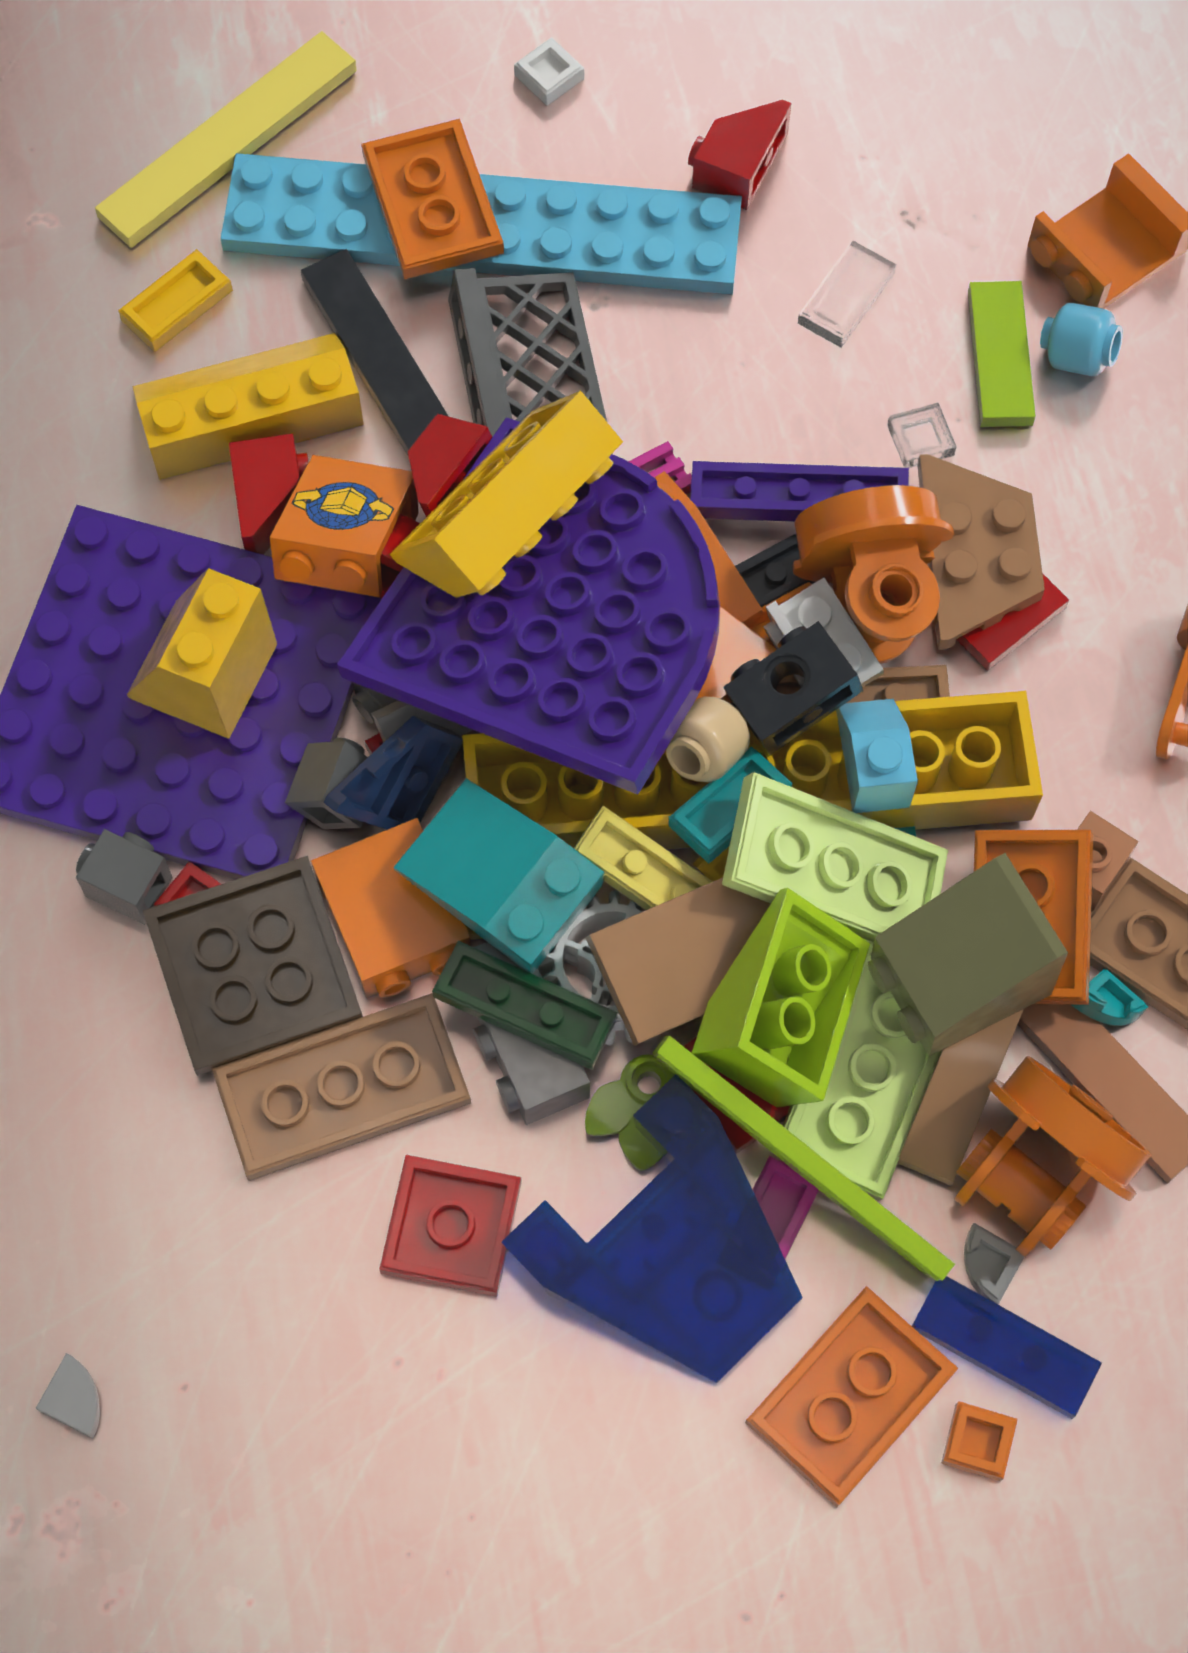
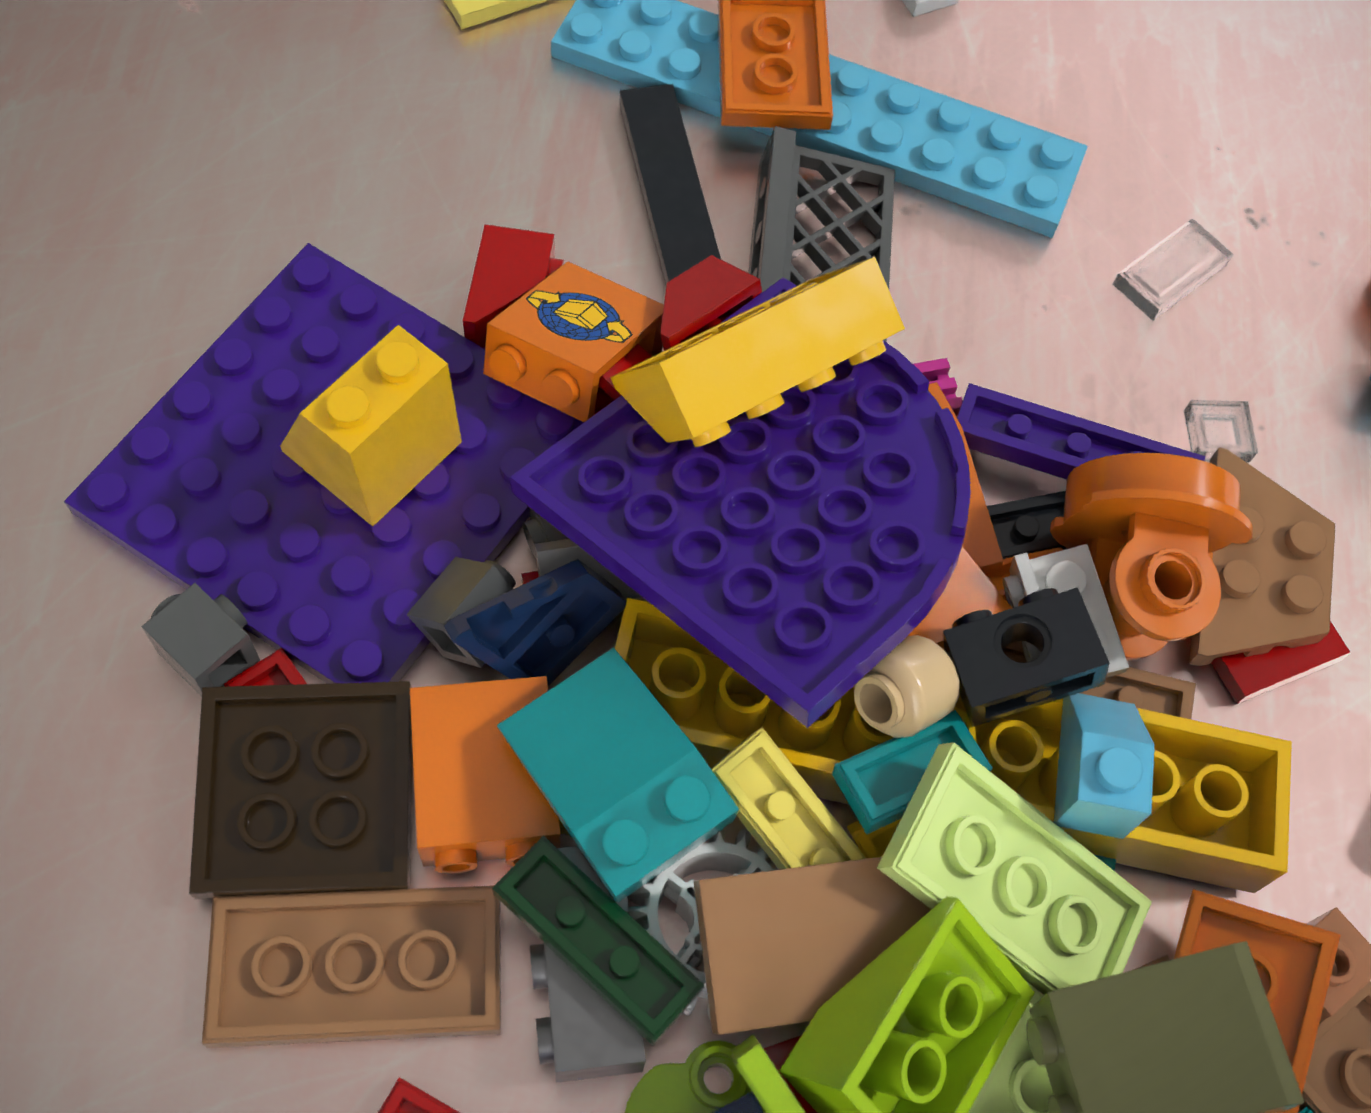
camera: 10 degrees right, 5 degrees down
(175, 300) = (486, 86): yellow tile -> none
(271, 393) = (577, 199): yellow slope -> none
(739, 151) = (1098, 102): red slope -> none
(1001, 354) = (1324, 374): lime tile -> none

